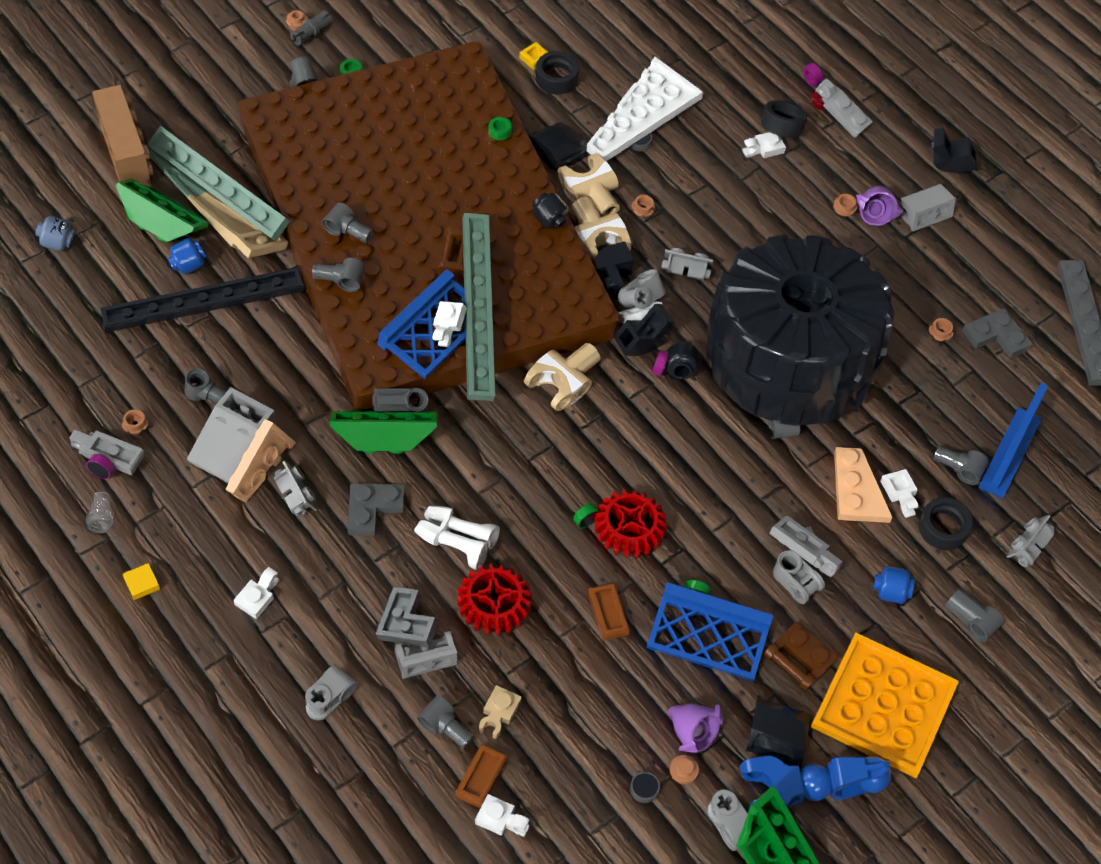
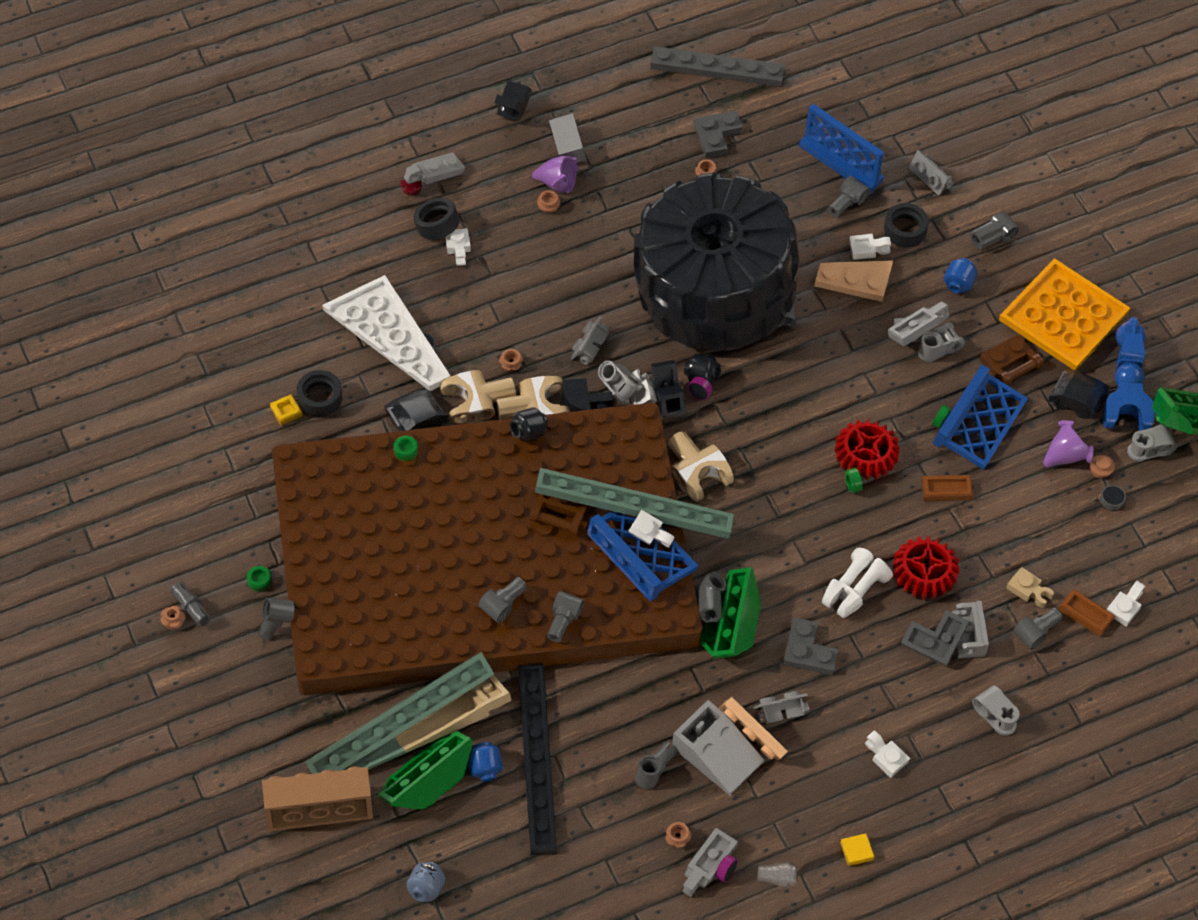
camera: 75 degrees left, 0 degrees up
(813, 74) = (382, 181): magenta tile -> none

